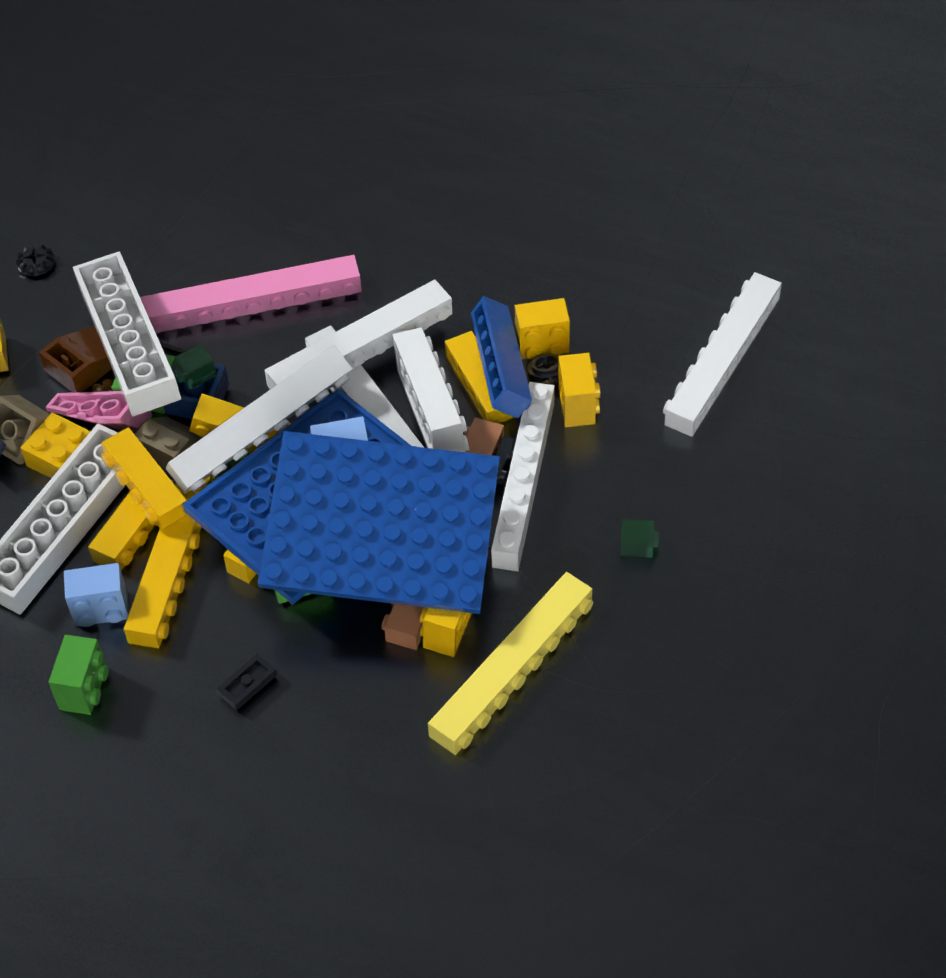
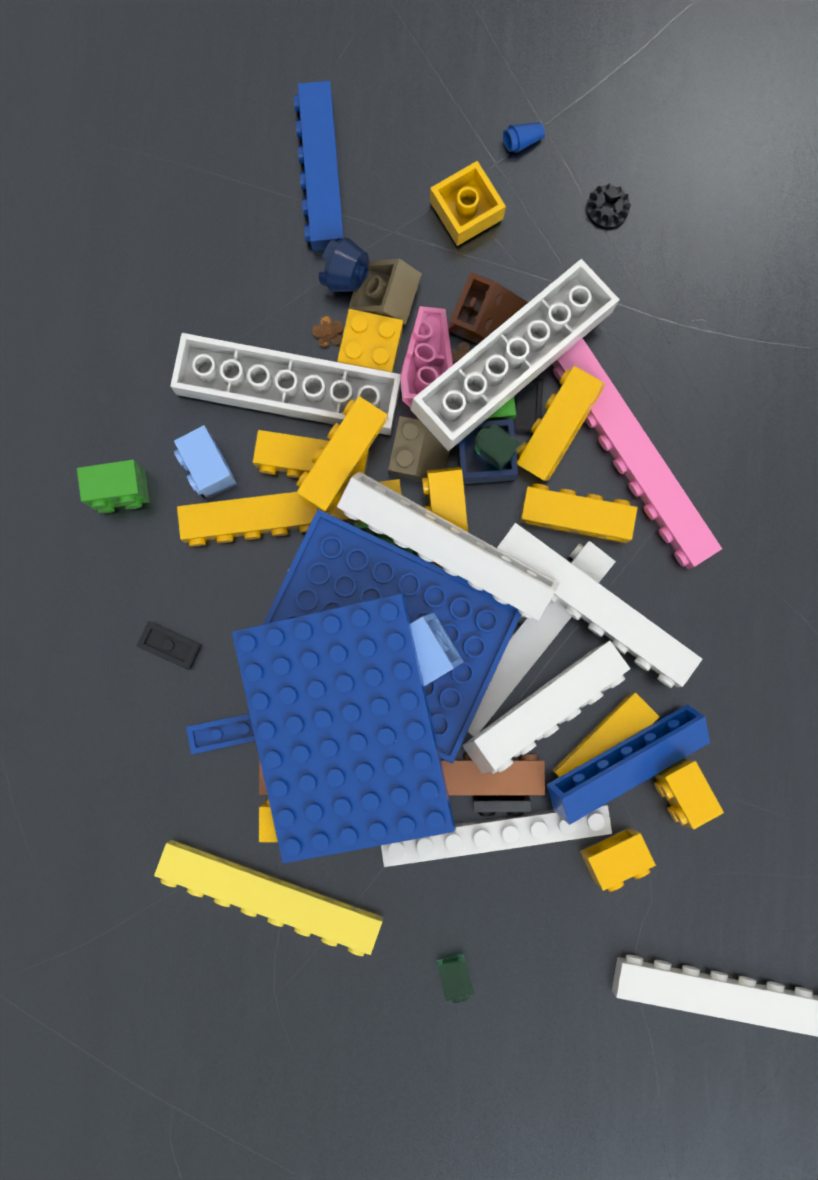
camera: 65 degrees right, 30 degrees up
(29, 482) = (328, 332): none -> clear orange plant
(196, 325) = (560, 423): none -> yellow brick
(279, 342) = (578, 514): none -> yellow brick
(349, 653) = (220, 733): none -> blue plate
(537, 370) = (656, 815): black gear -> none

